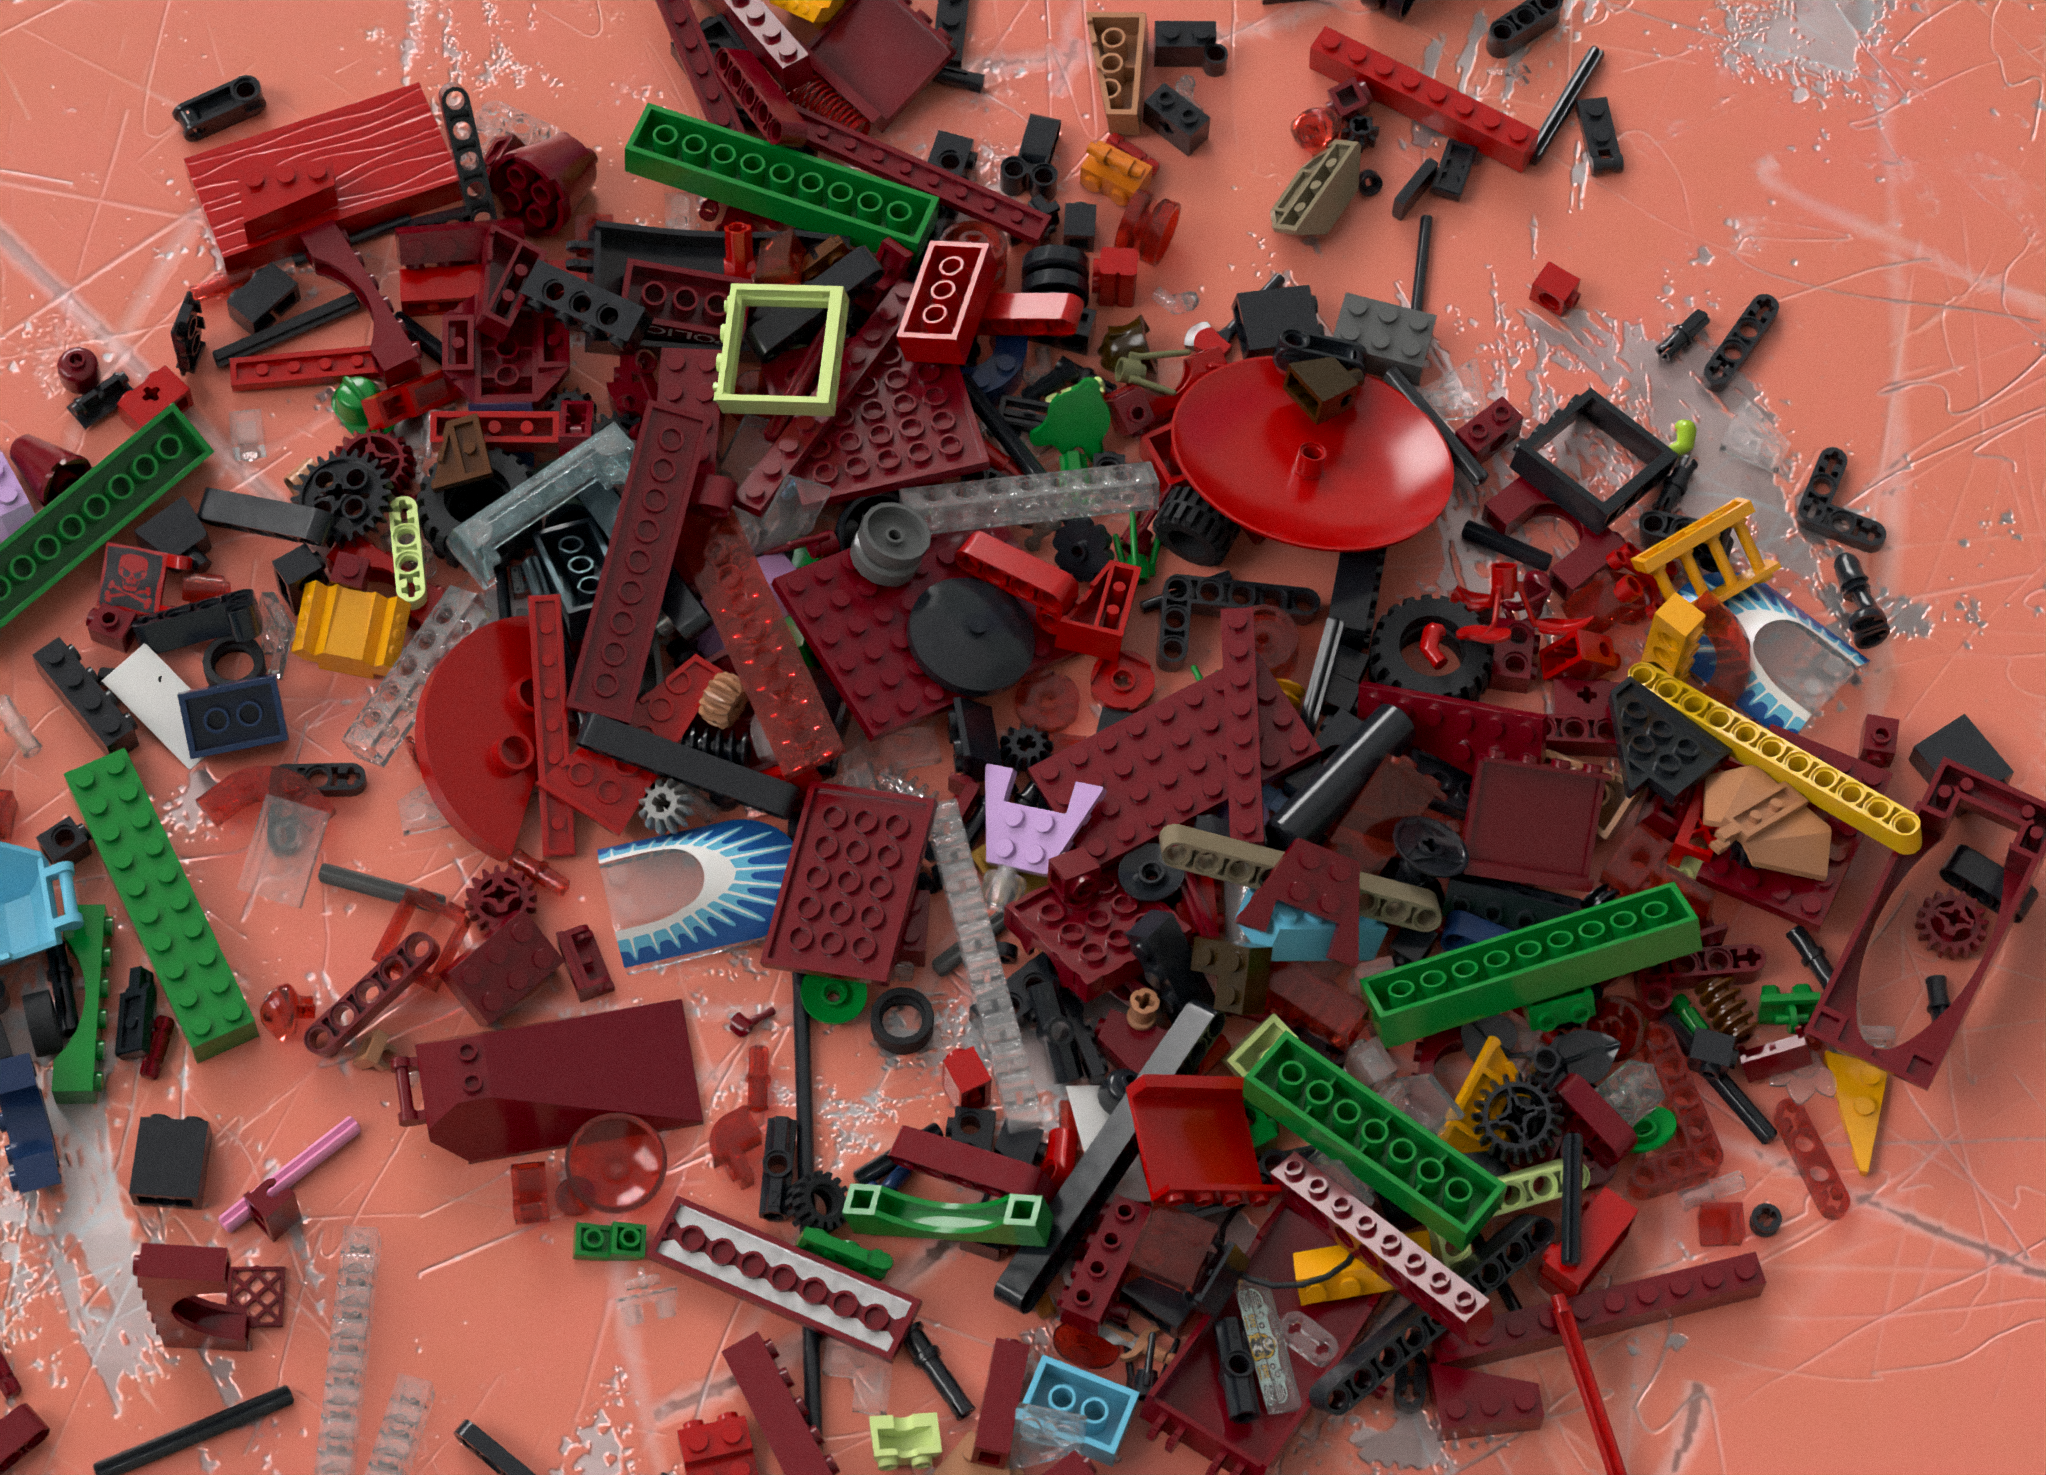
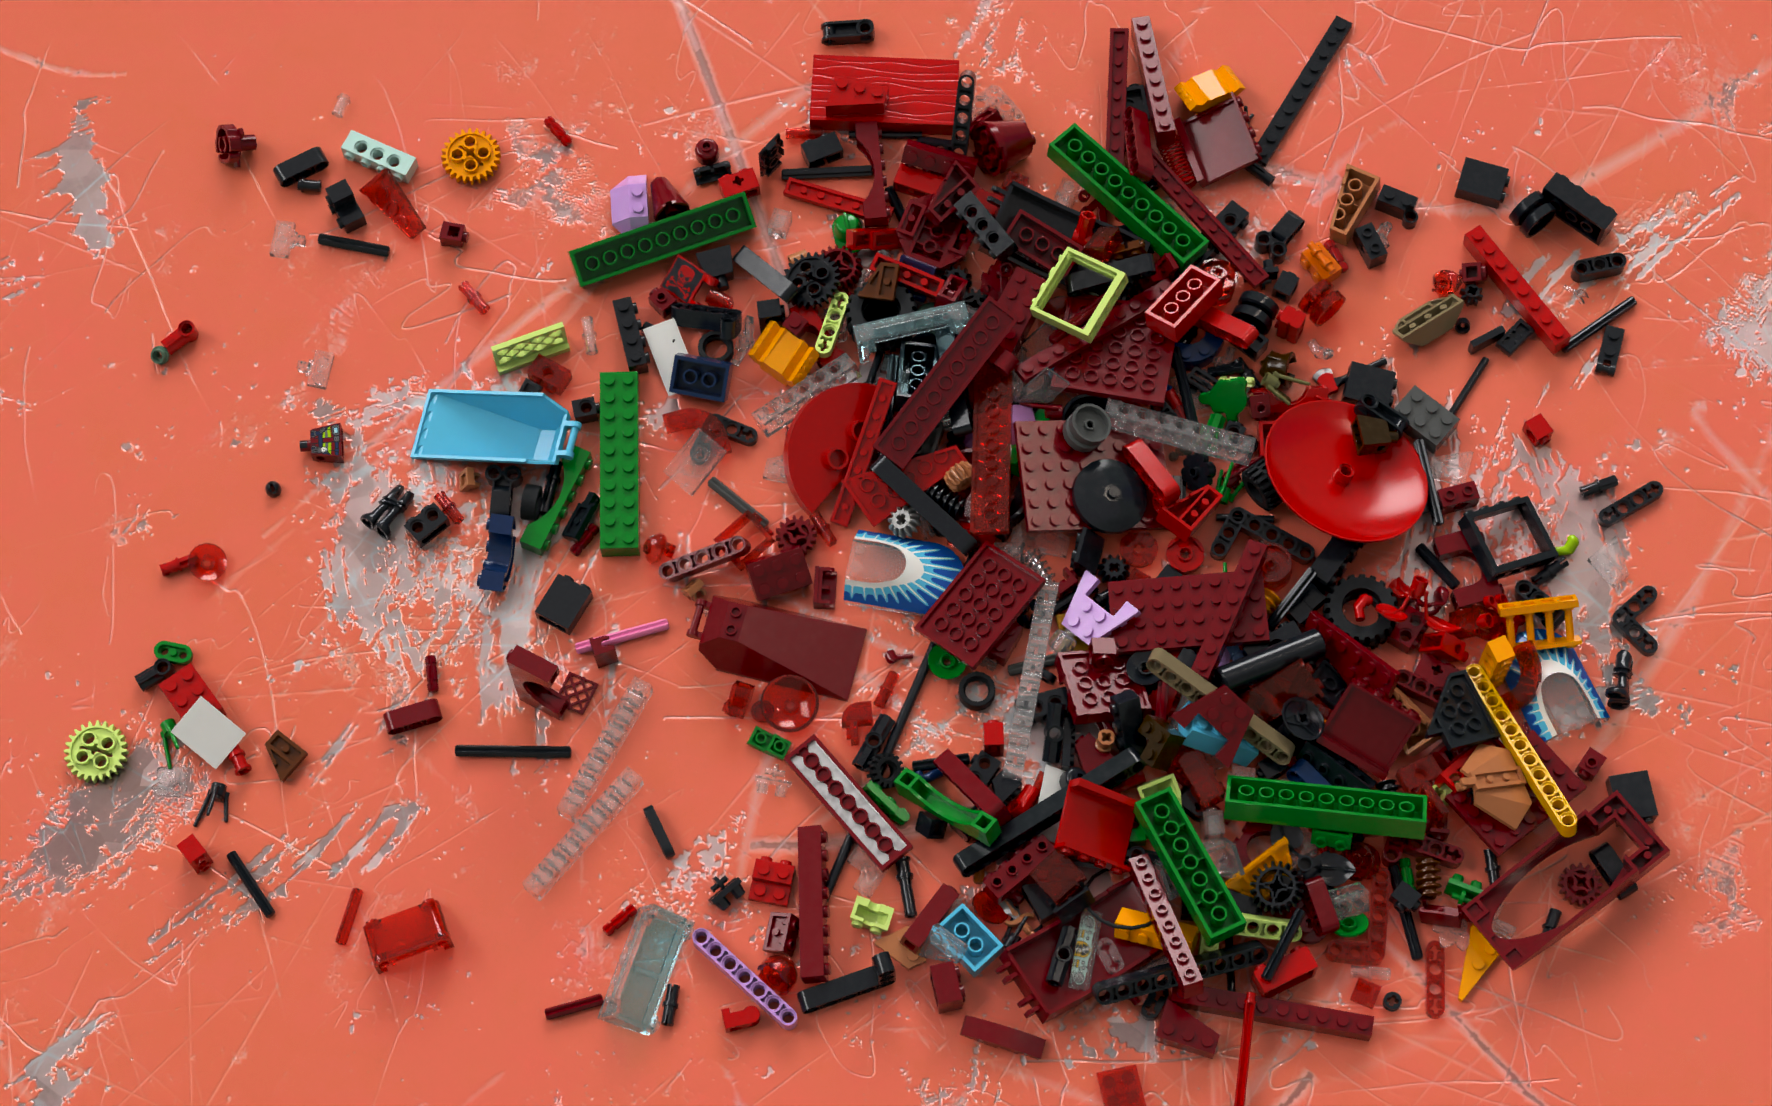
camera: 30 degrees right, 5 degrees up
(930, 1258) = (930, 825): none -> black panel

